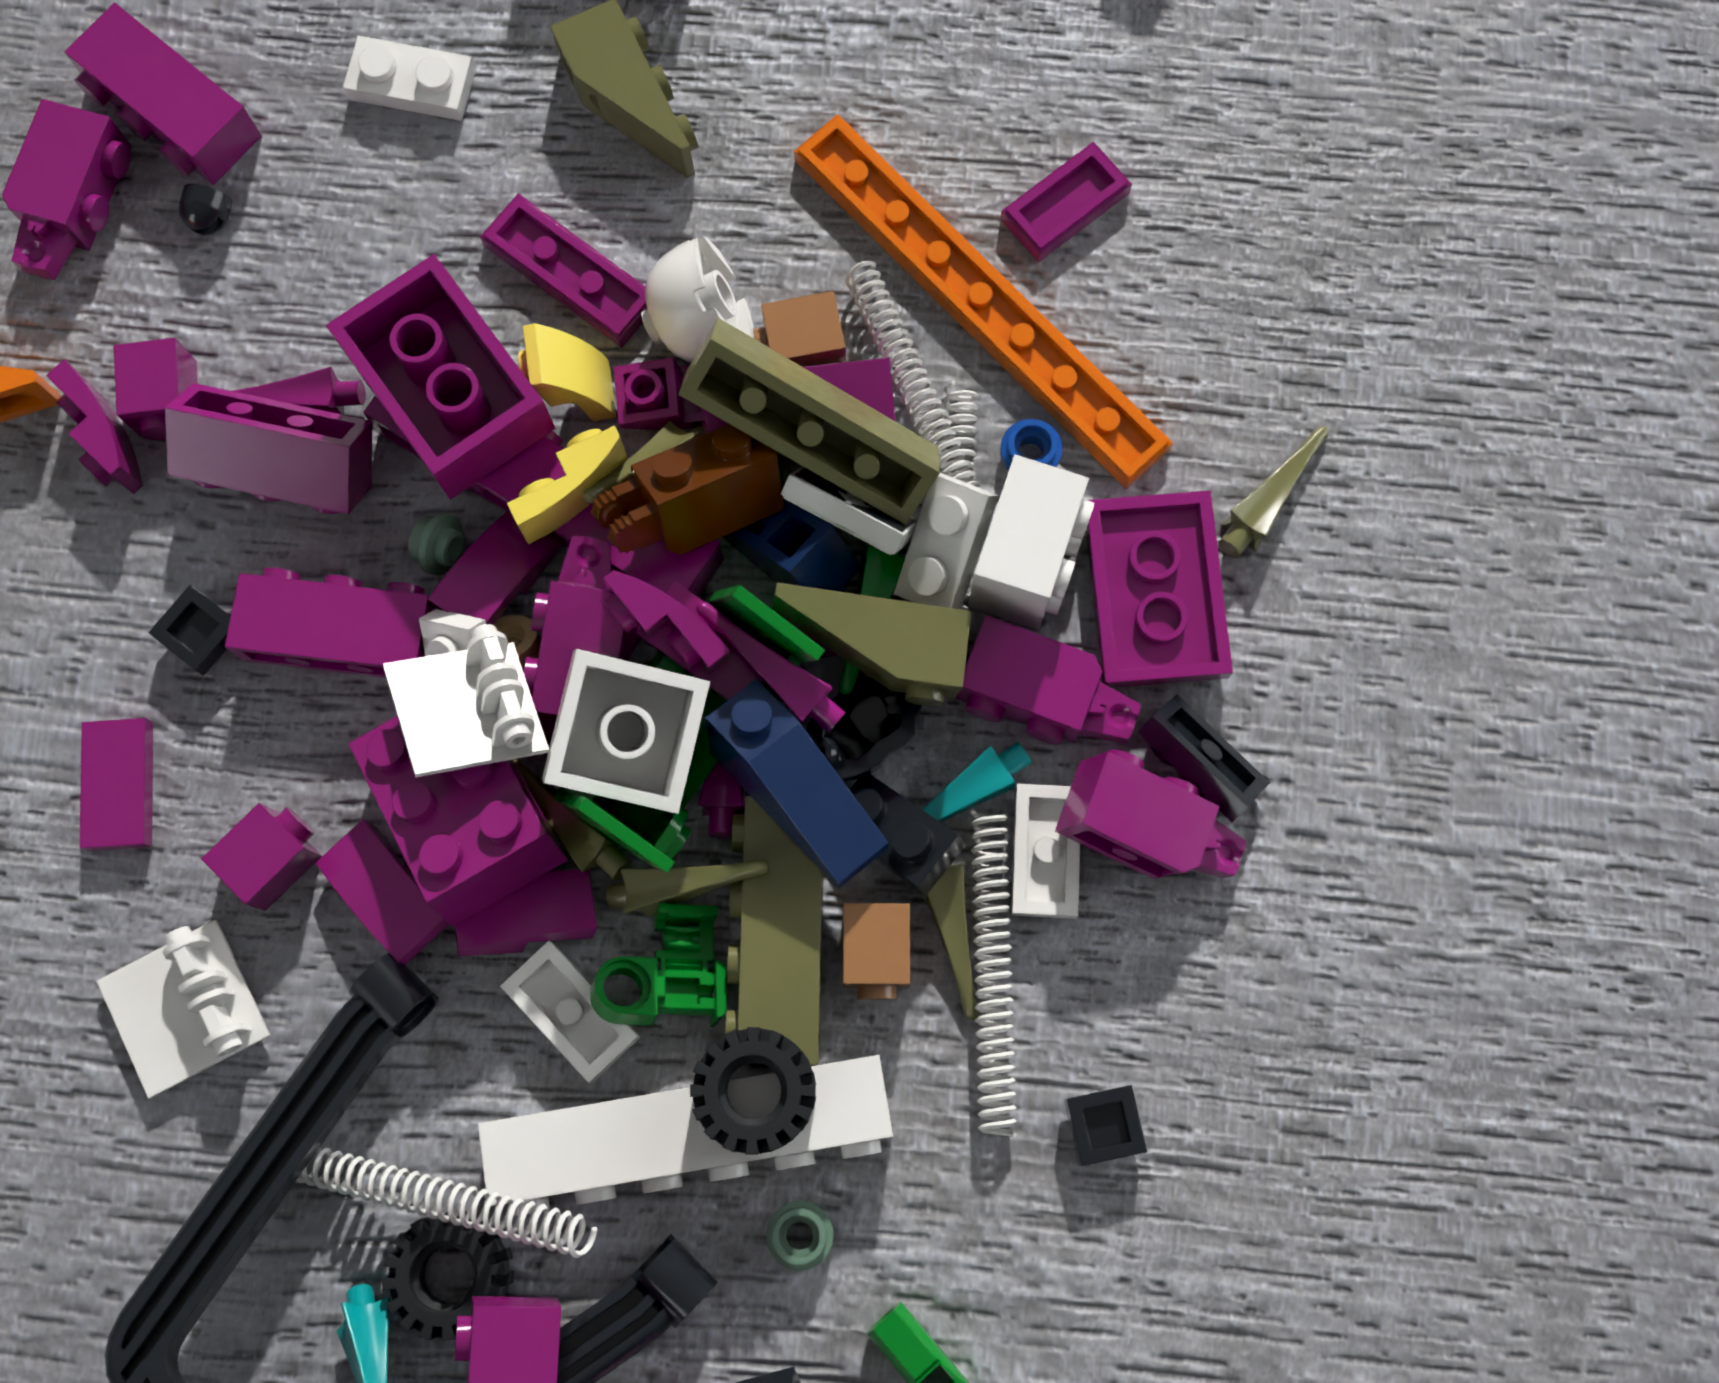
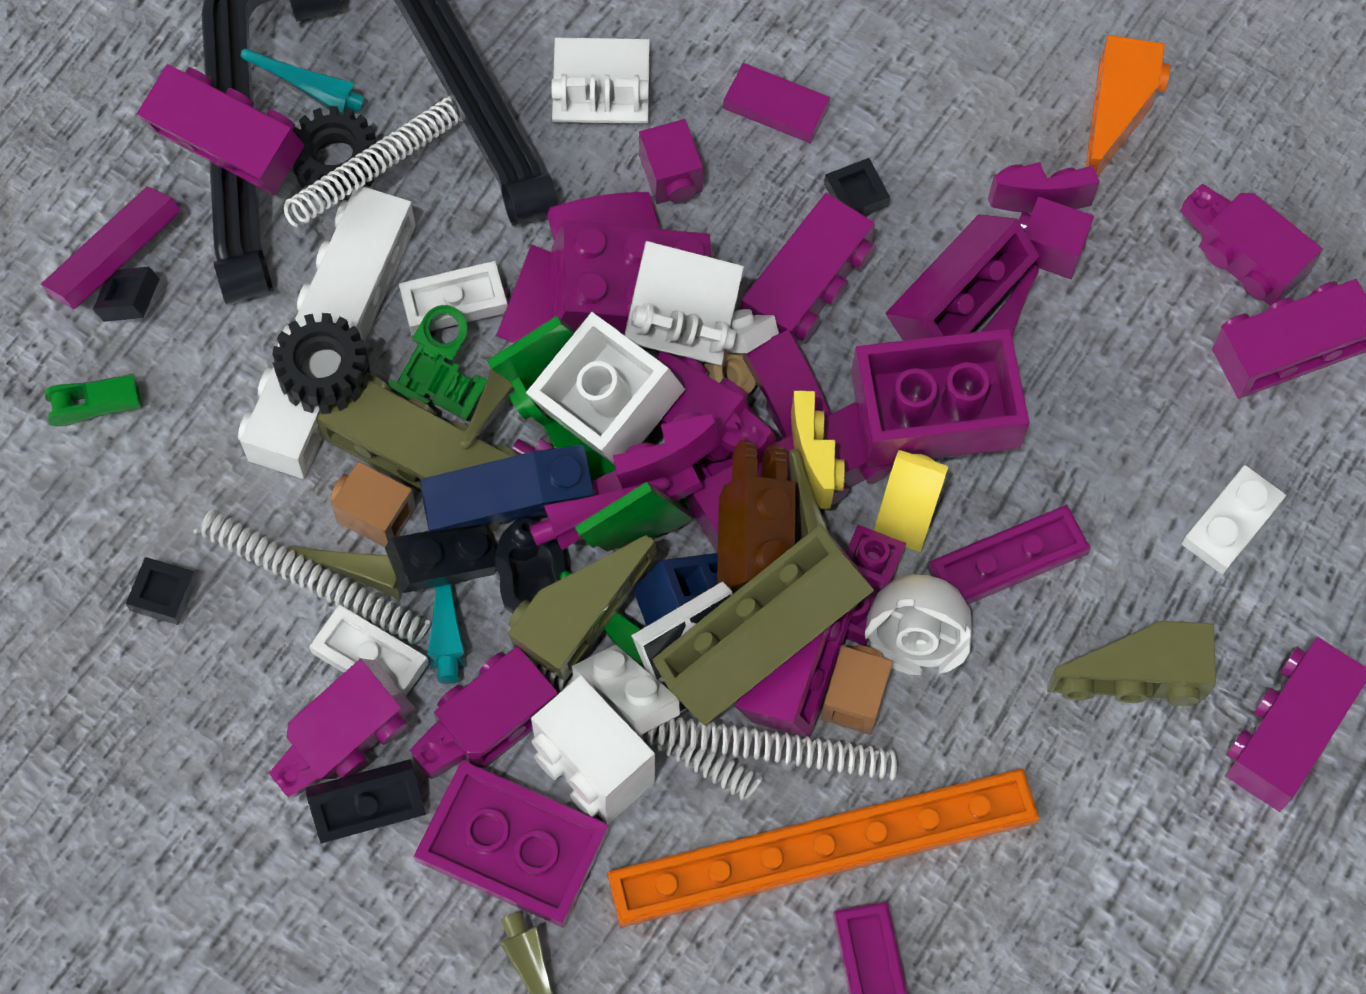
camera: 115 degrees right, 10 degrees down
(204, 208) = (1186, 327): black hinge -> none
(437, 543) = (833, 364): sand green plate -> none
(779, 1245) = (216, 355): sand green plate -> none
(1031, 432) = (676, 799): blue plate -> none

